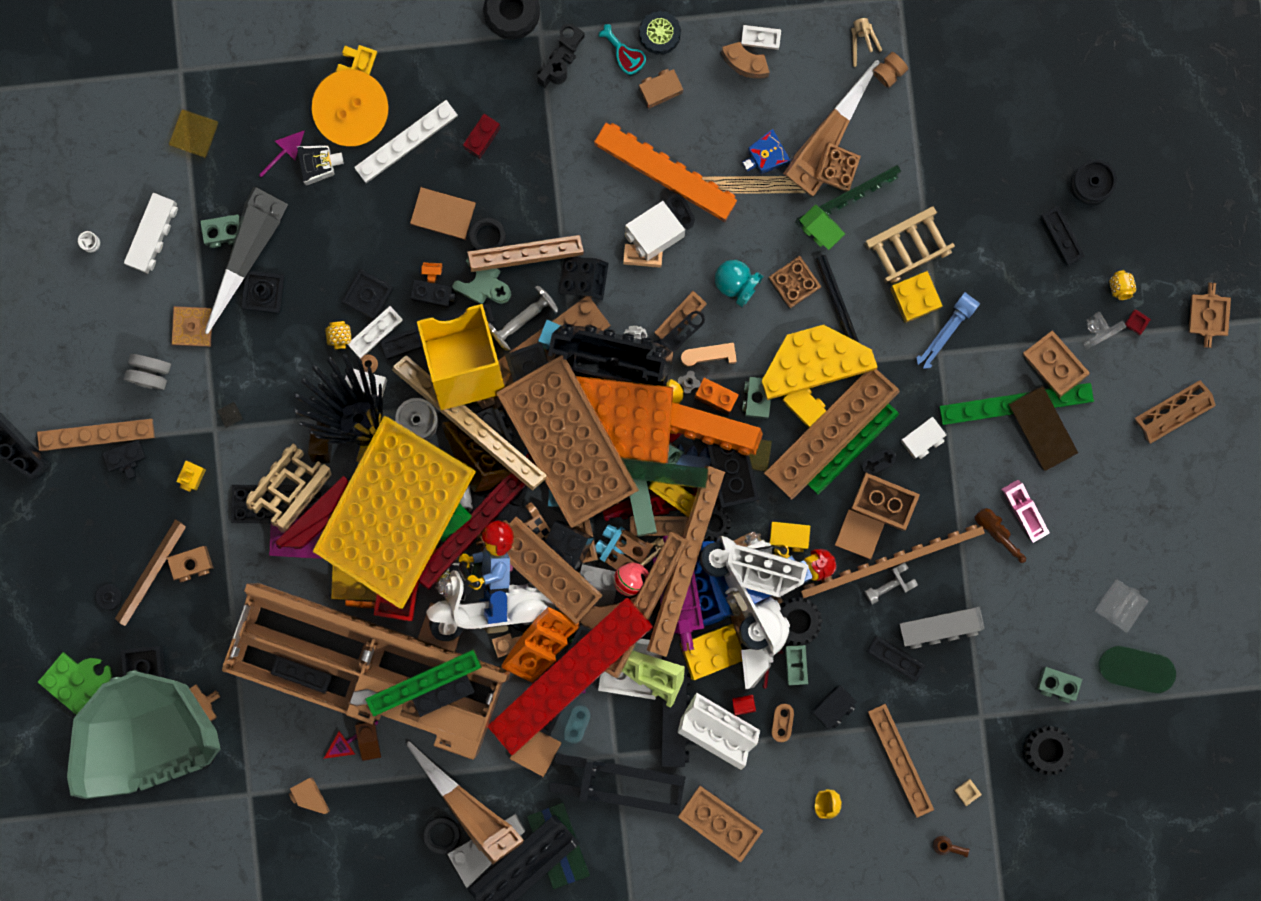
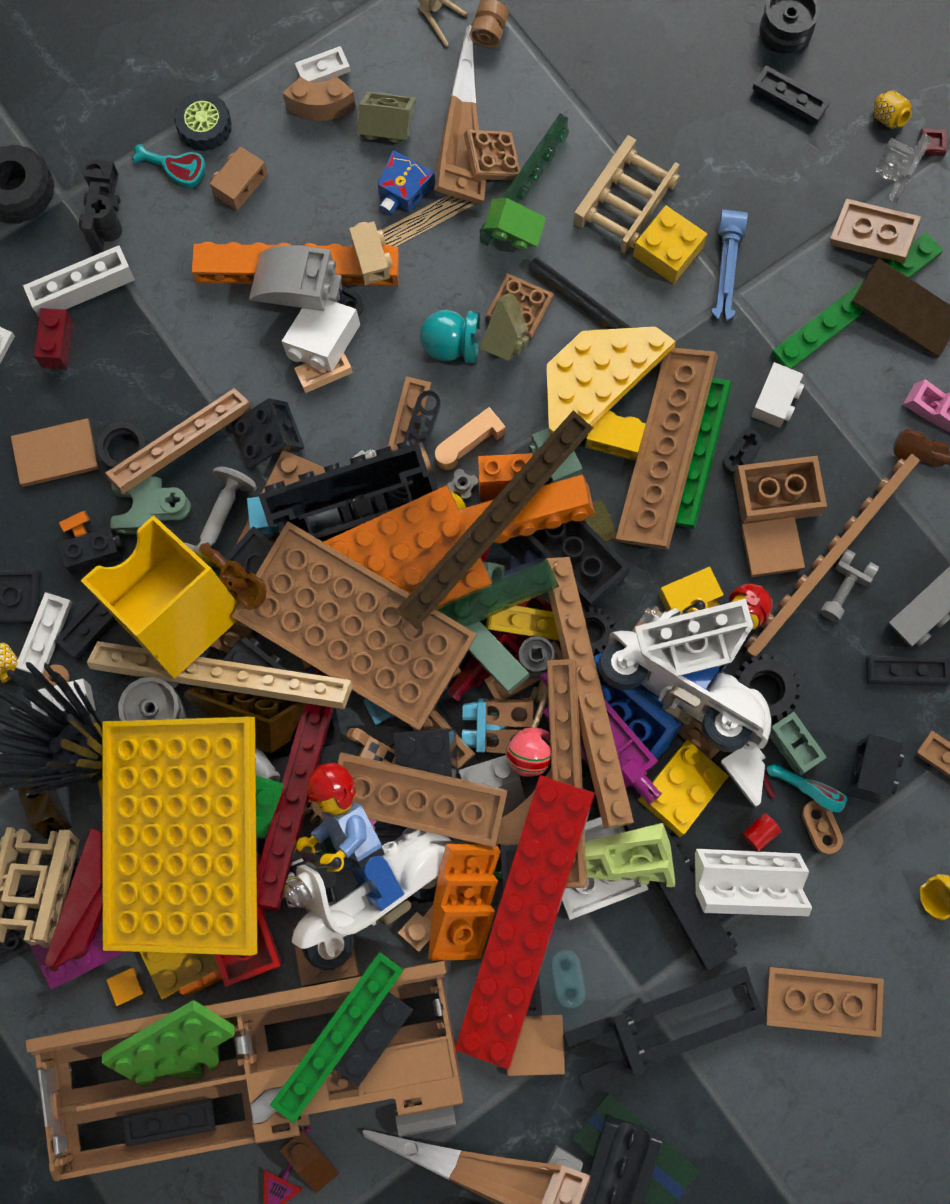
camera: 25 degrees left, 10 degrees down
(313, 578) = (125, 986): none -> light orange tile
(326, 634) = (171, 1046): none -> bright green plate
(447, 757) = (425, 1121): none -> light grey axle
(516, 384) = (249, 588): none -> reddish brown piece
(518, 106) = (80, 281): none -> white brick
(657, 186) = (296, 277): none -> light grey piece
(668, 521) = (534, 656): none -> dark grey wheel
(690, 425) = (494, 520): none -> dark brown plate
(715, 194) = (369, 252): none -> tan brick
(773, 300) = (506, 329): none -> olive slope
(784, 97) = (386, 116): none -> olive slope
(794, 703) = (821, 793): none -> teal piece

